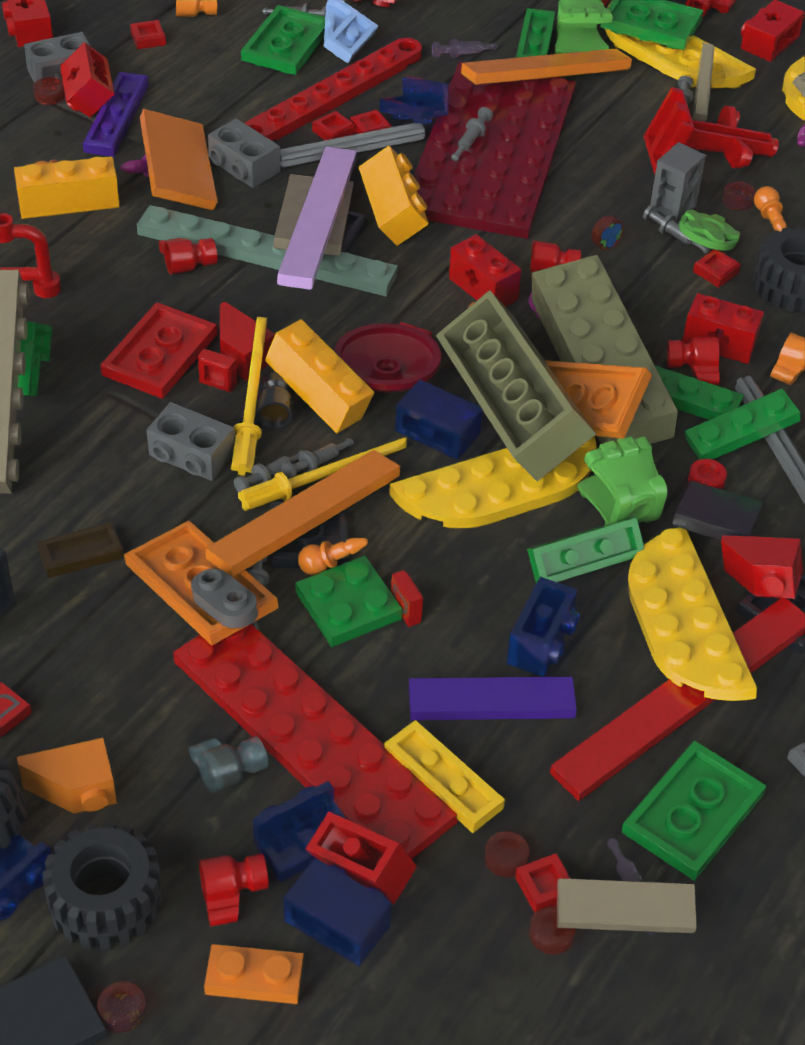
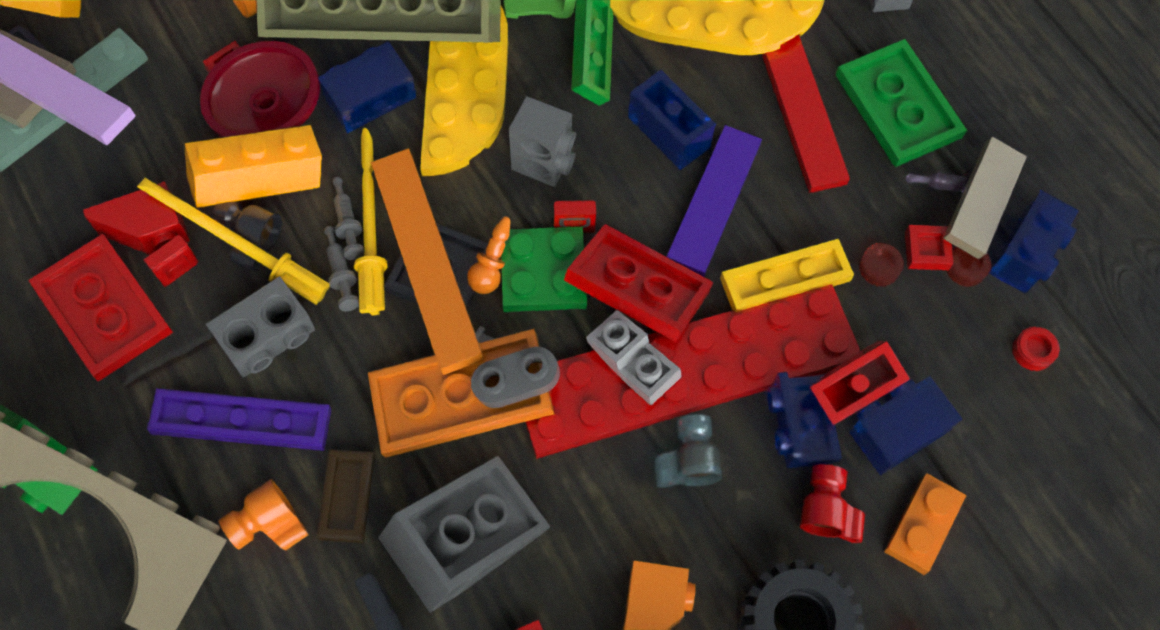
camera: 65 degrees left, 20 degrees up
(43, 505) = (265, 511): none -> orange piece
(82, 627) = (462, 532): none -> dark grey slope
(112, 465) = (239, 419): none -> dark purple tile
(291, 678) = (633, 357): none -> light grey slope
(368, 662) = (638, 282): none -> red plate
(455, 540) = (541, 141): none -> dark grey brick
(493, 1019) = (1035, 348): none -> red tile
(605, 969) = (1034, 243): none -> clear blue brick

